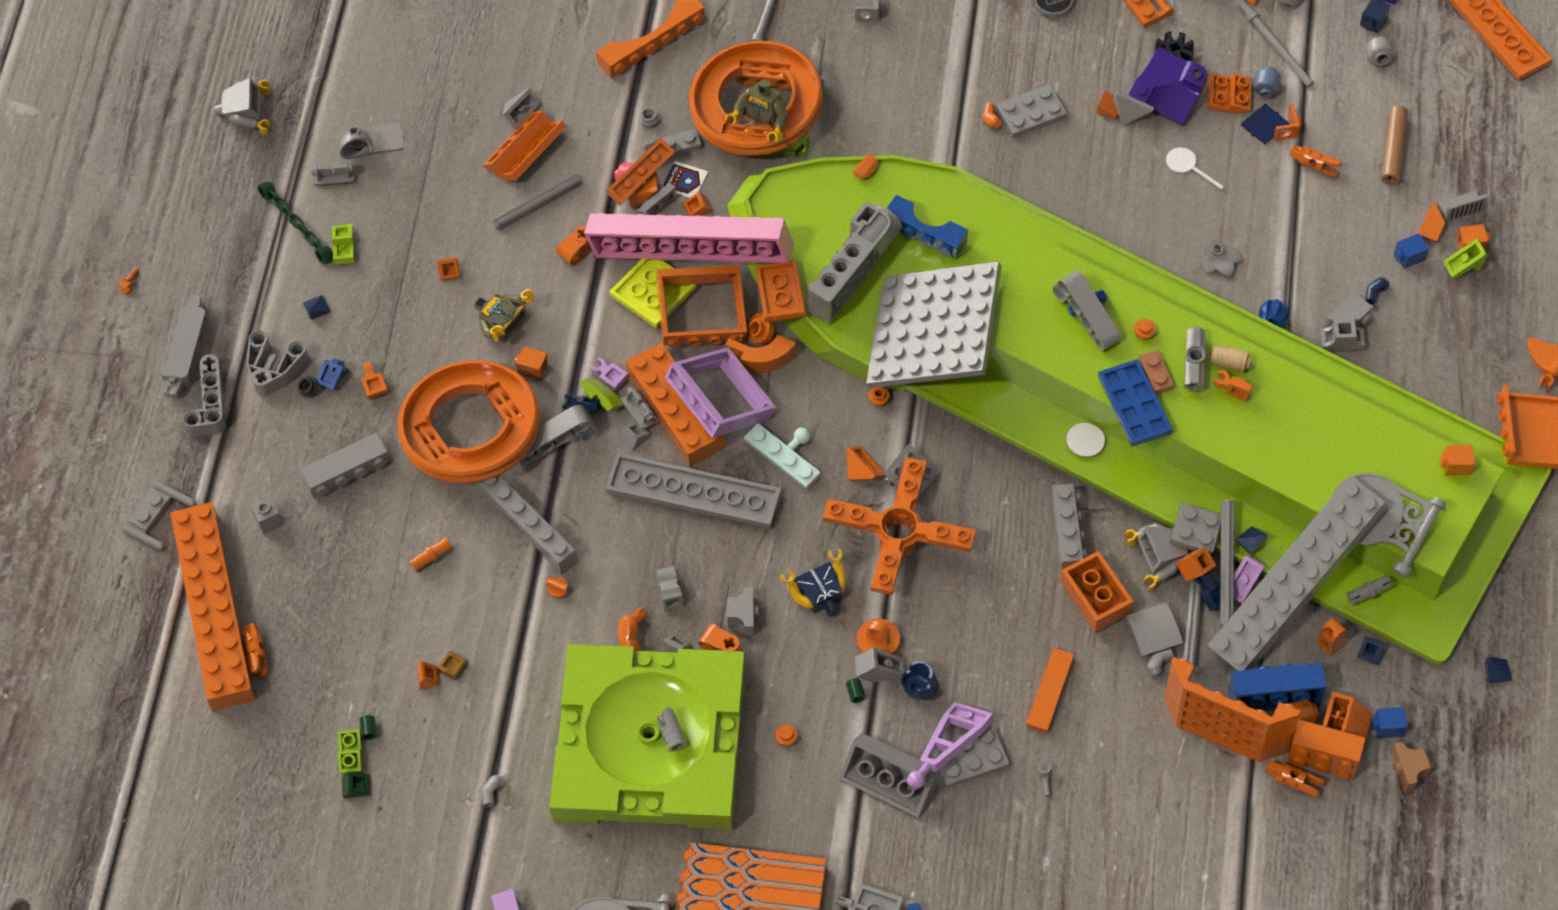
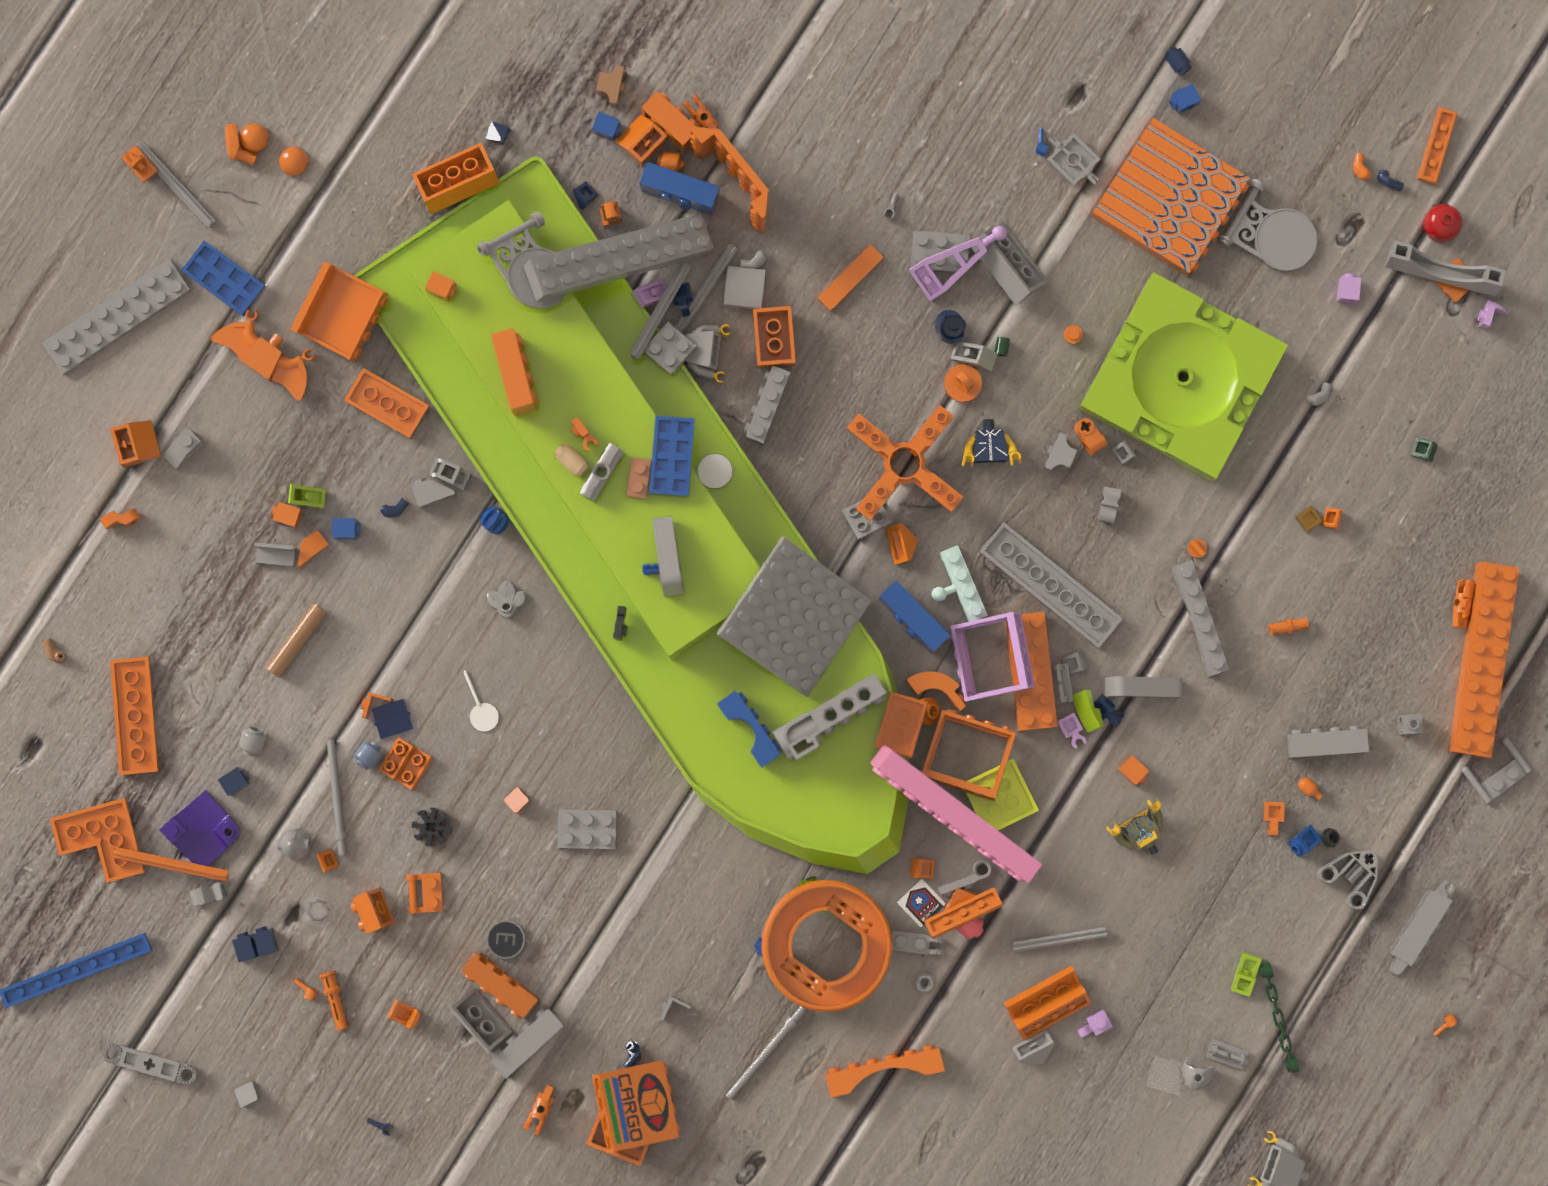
camera: 160 degrees left, 25 degrees up
(210, 394) = (1418, 869): light grey beam -> none
(316, 307) = (1293, 919): dark blue slope -> none
(346, 421) = (1309, 788): none -> orange cylinder
(349, 751) = (1418, 479): lime slope -> none
(368, 727) = (1397, 493): dark green hinge -> none
(448, 268) = (1165, 903): orange slope -> none
(471, 150) = (1096, 1023): none -> lavender plate
(507, 394) = (1256, 717): orange piece -> none
(574, 246) = (1050, 872): orange piece -> none
(629, 628) = (1158, 479): orange arm -> none
(671, 730) = (1168, 364): light grey hinge -> none
(762, 106) = (832, 914): olive torso -> none
(816, 398) = (913, 617): none -> blue brick
(866, 167) = (769, 817): orange piece -> none
(990, 118) = (627, 838): orange arm -> none
(1097, 257) = (620, 629): none -> pearl dark grey plate
(1130, 109) = (502, 784): light grey slope -> none
(1144, 329) = (627, 521): orange plate -> none
(1170, 86) = (457, 789): dark purple slope -> none
(1195, 564) = (687, 317): orange brick -> none
(1252, 539) = (630, 320): dark blue slope -> none
(1316, 160) = (372, 657): orange hinge -> none
(1336, 406) = (513, 371): none -> orange brick
(1369, 589) = (562, 234): light grey pin -> none
(1443, 373) = (386, 403): none -> orange plate
(1510, 597) = (455, 178): none -> orange brick

